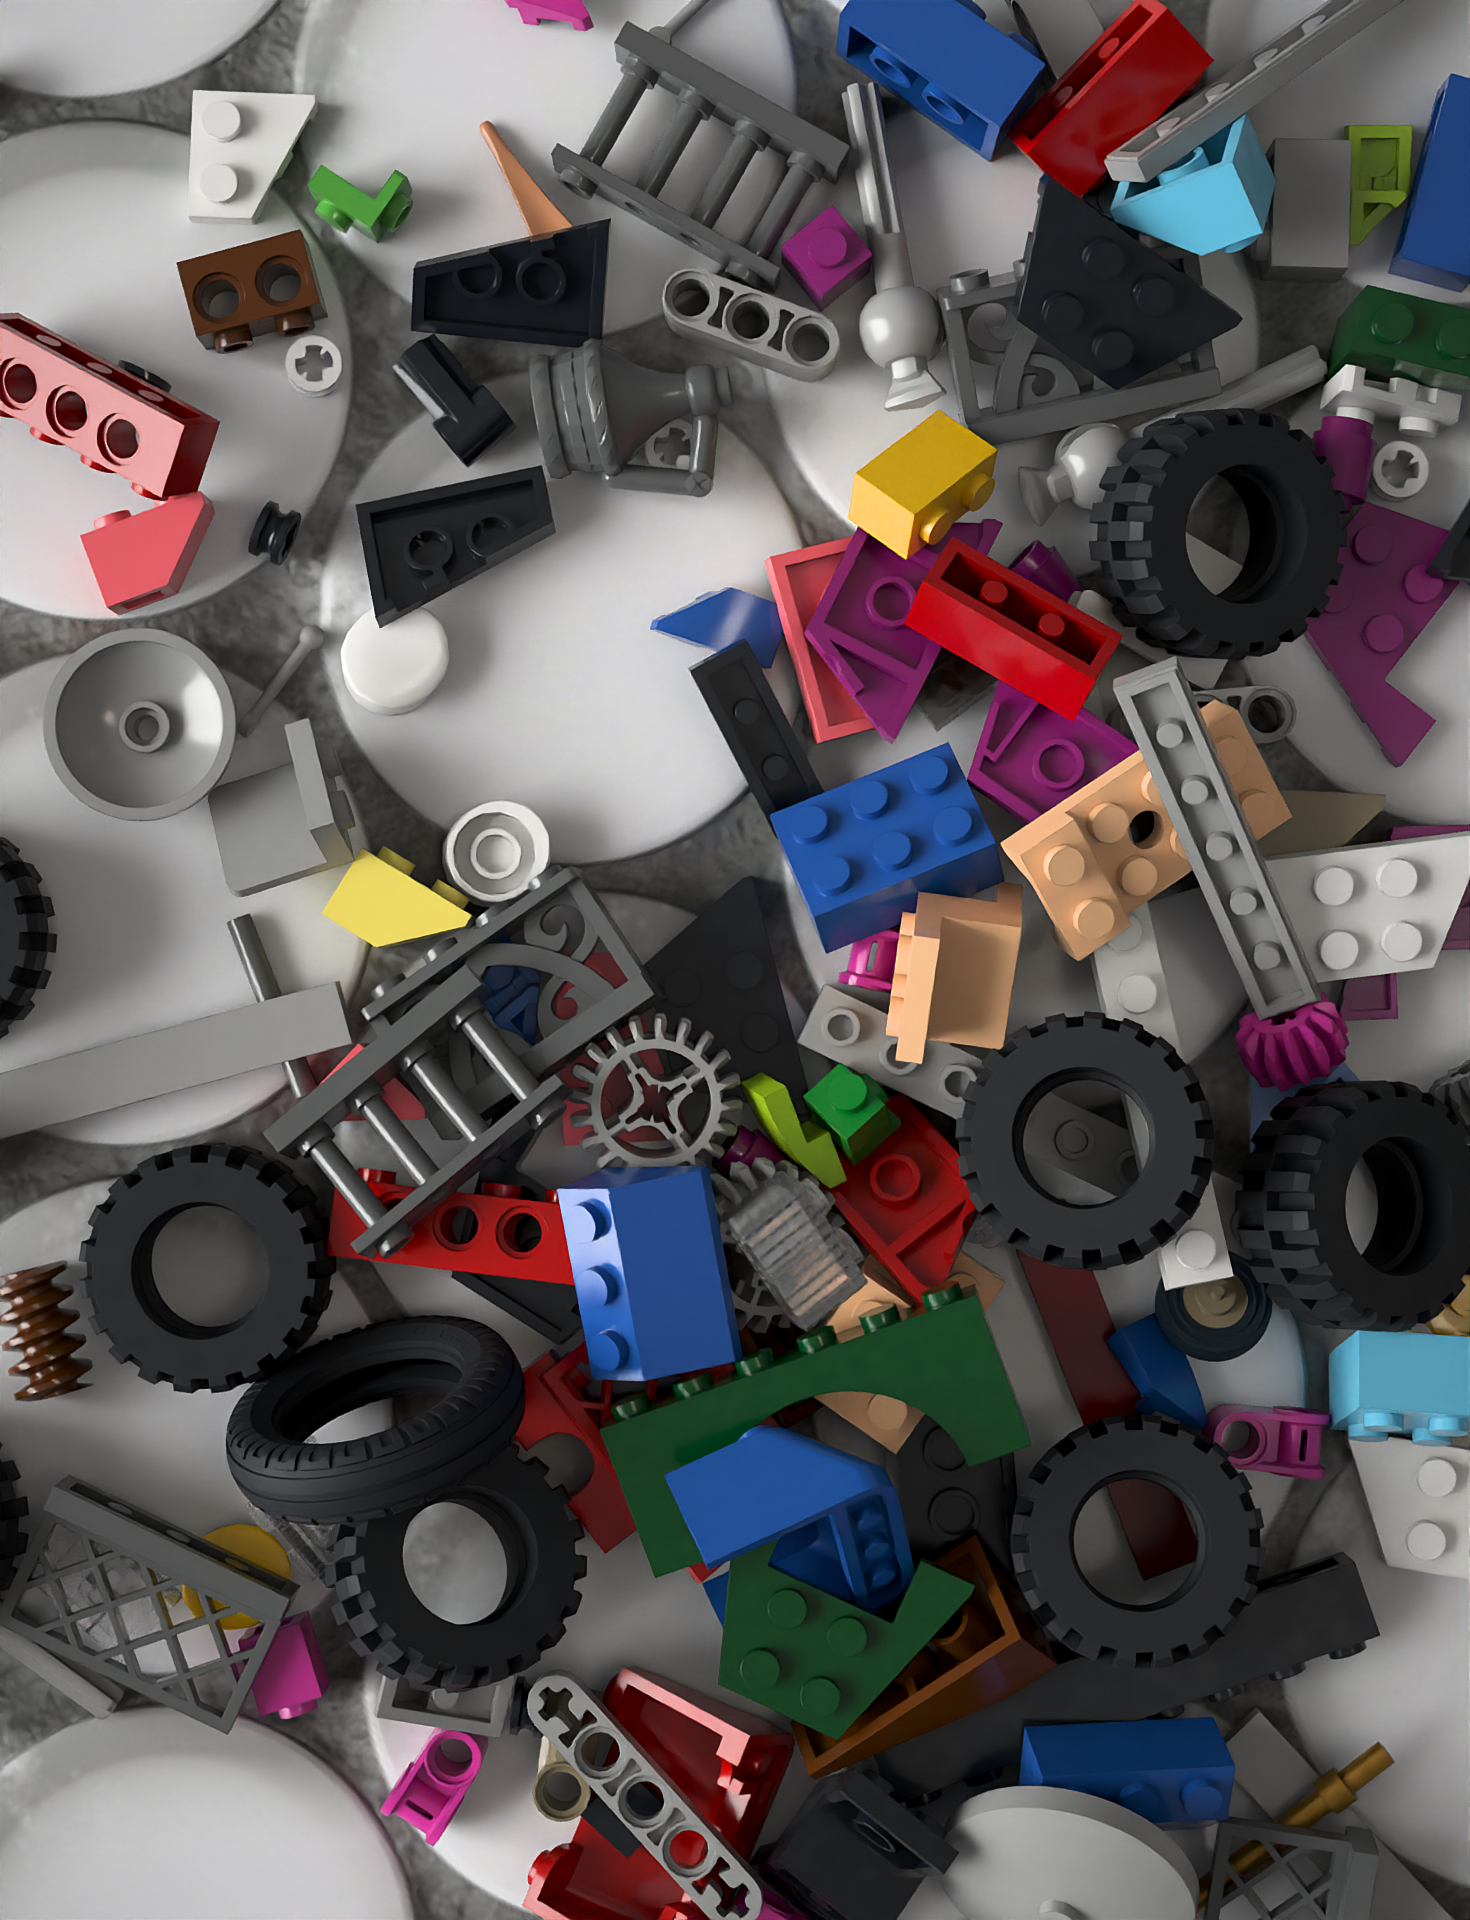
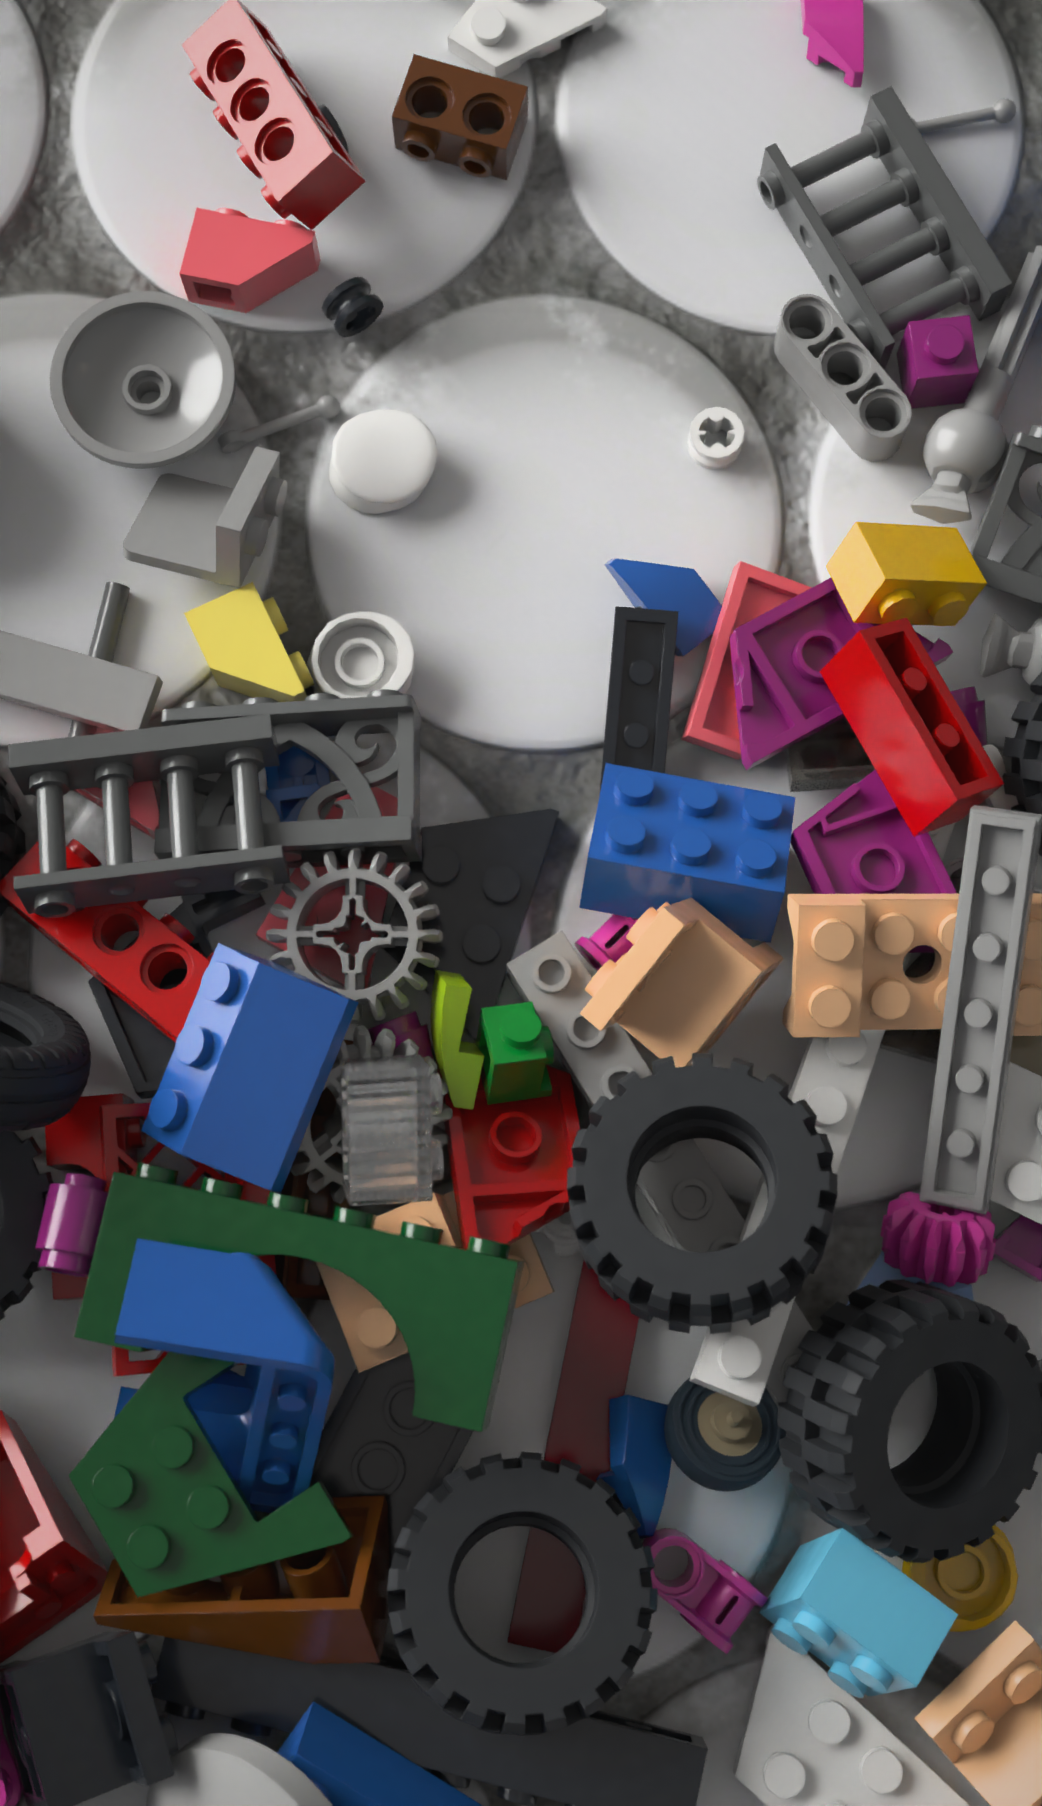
camera: 30 degrees right, 10 degrees down
(297, 356) = (460, 192): white bush -> none
(347, 206) = (578, 100): bright green bracket -> none
(447, 535) = (489, 390): black wing -> none
(462, 412) = (564, 304): black piece -> none
(518, 290) = (672, 240): black wing -> none
(534, 205) = (726, 204): nougat piece -> none
(589, 1489) = (71, 1224): none -> magenta brick
(603, 407) = (678, 363): dark grey piece -> none

